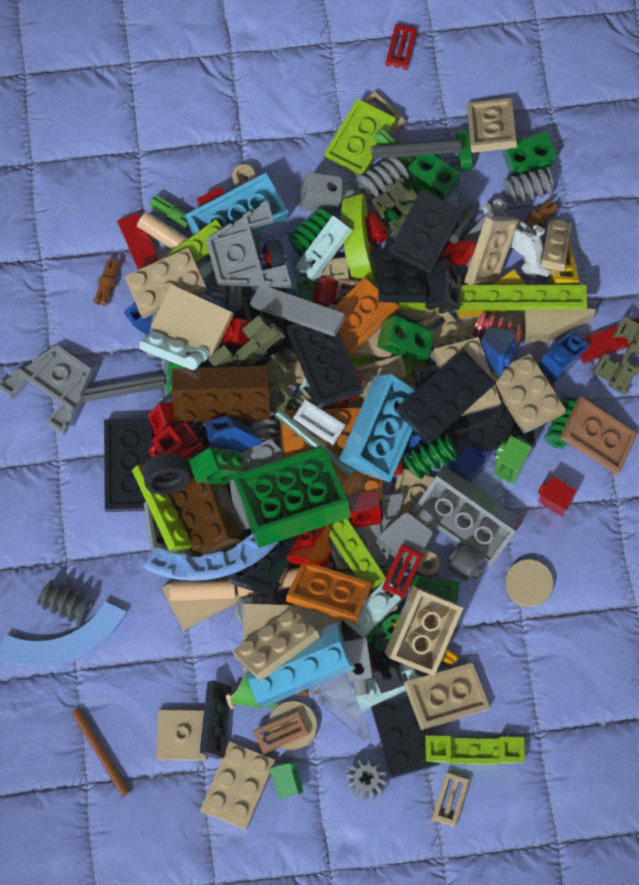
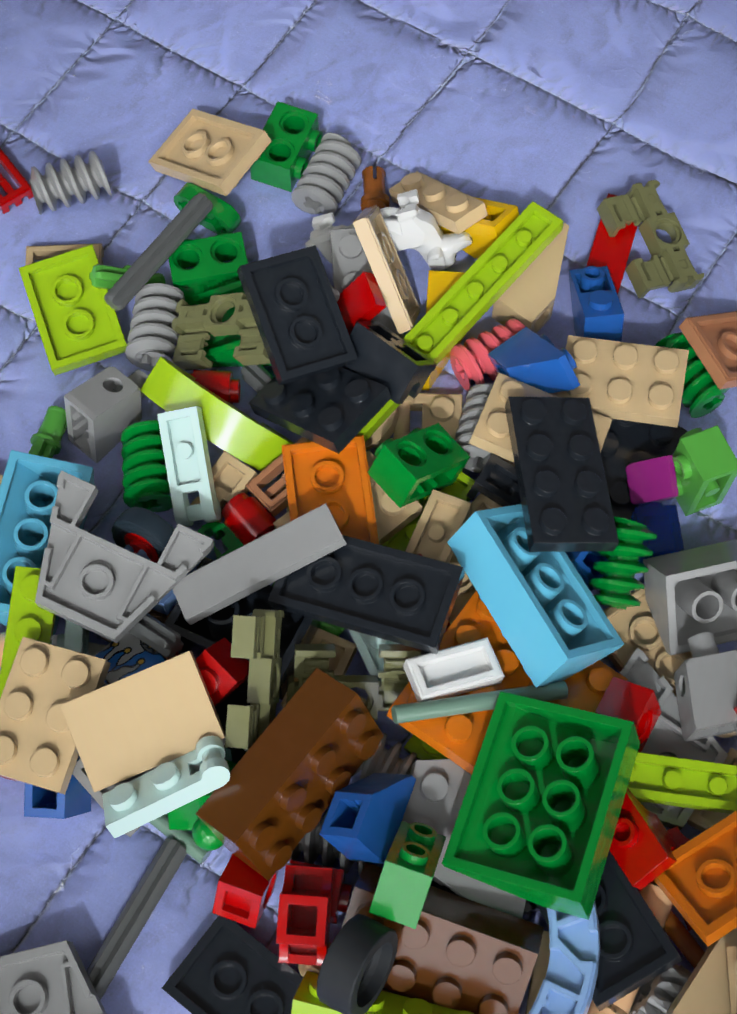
camera: 50 degrees left, 5 degrees down
(289, 182) = (48, 438): none -> bright green axle
(422, 80) = (68, 182): none -> light grey piece
(488, 442) = (652, 480): none -> magenta slope

